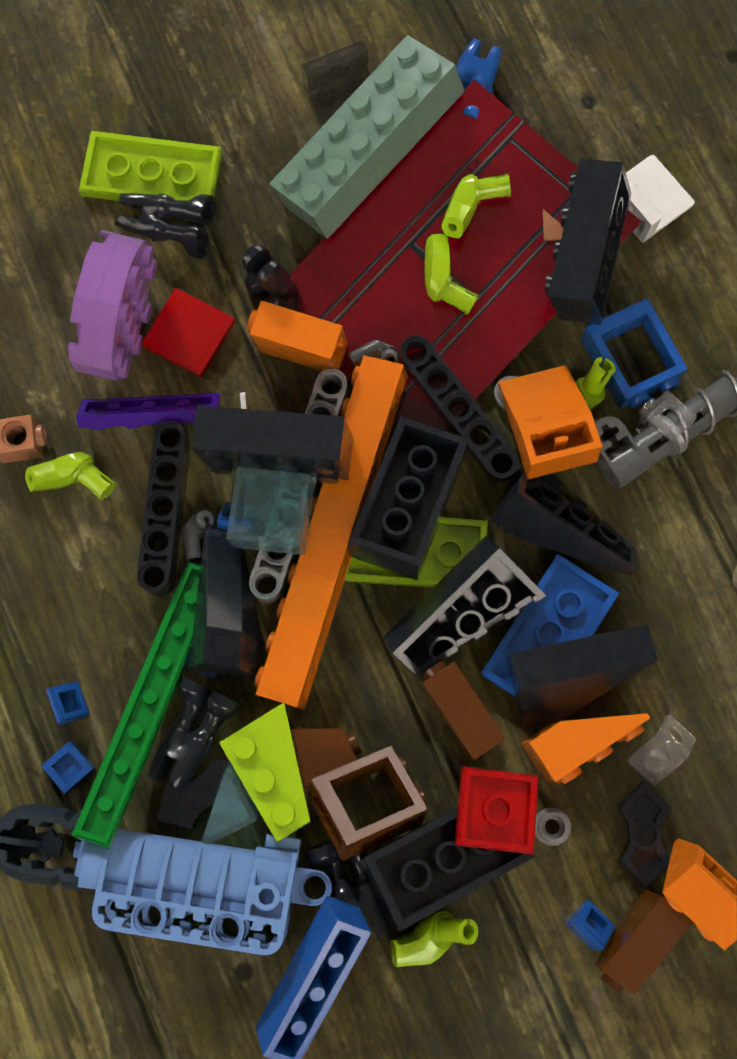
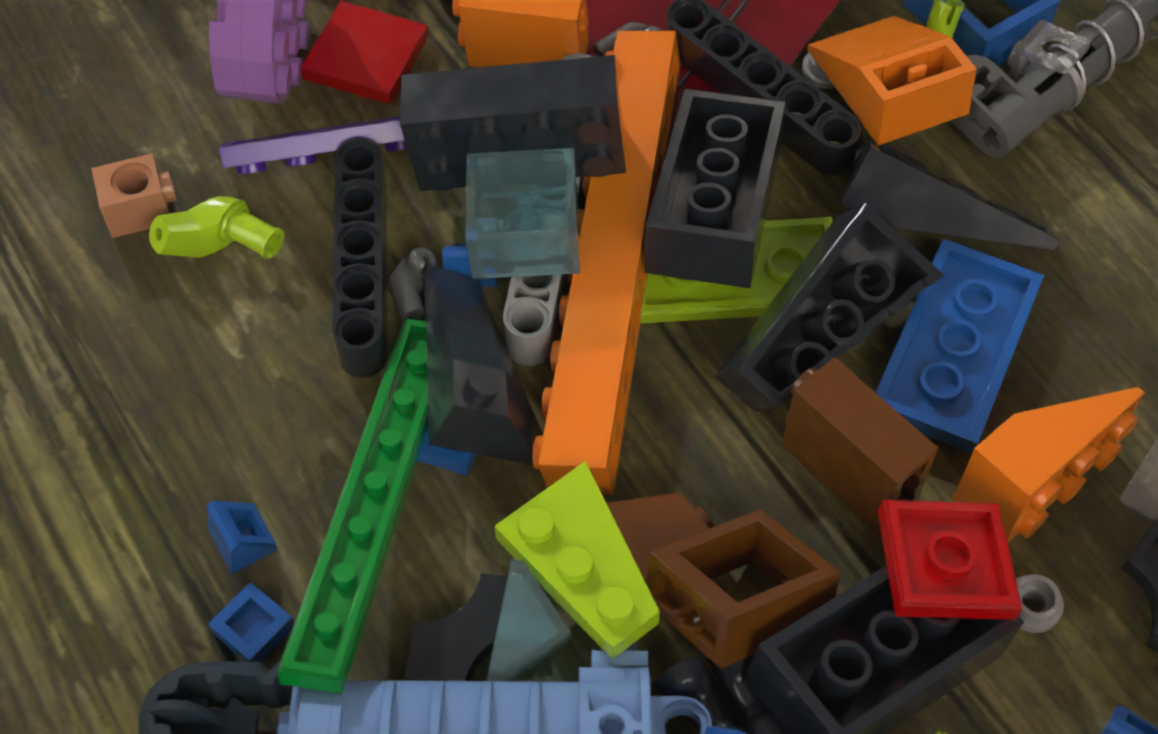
camera: 10 degrees left, 20 degrees down
(179, 739) = (443, 557): black piece -> none
(570, 674) = (991, 369): black wedge -> none

